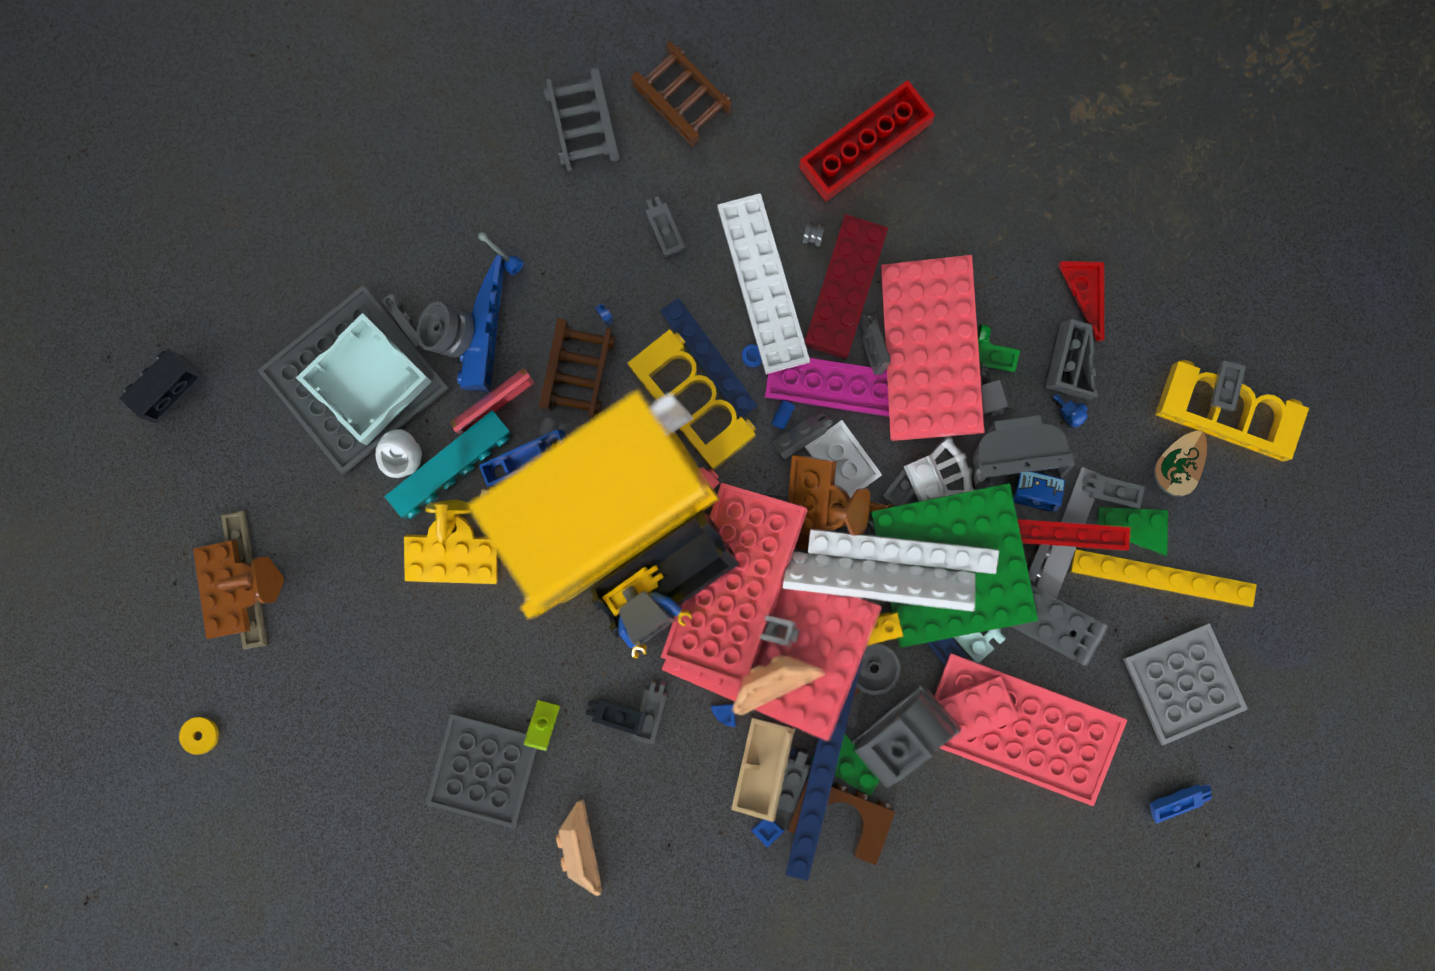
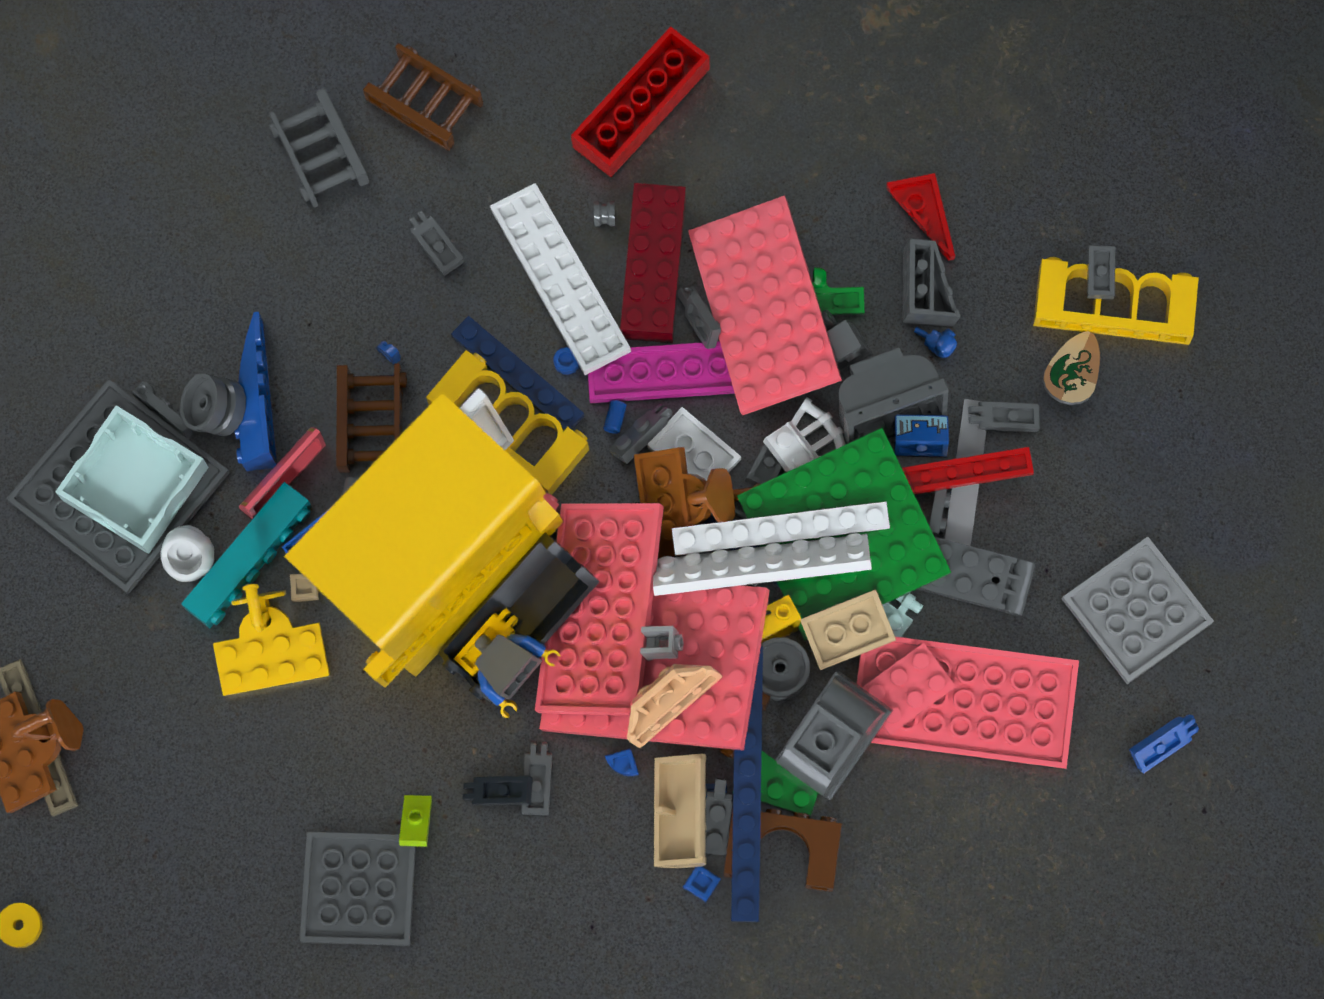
camera: 10 degrees left, 10 degrees down
(511, 263) = (272, 319): hinge -> none
(578, 850) = (487, 951): light nougat wedge -> none
(939, 651) = (848, 630): none -> tan plate
(1146, 526) = (1049, 448): green wing -> none
(1163, 578) = (1085, 500): yellow plate -> none

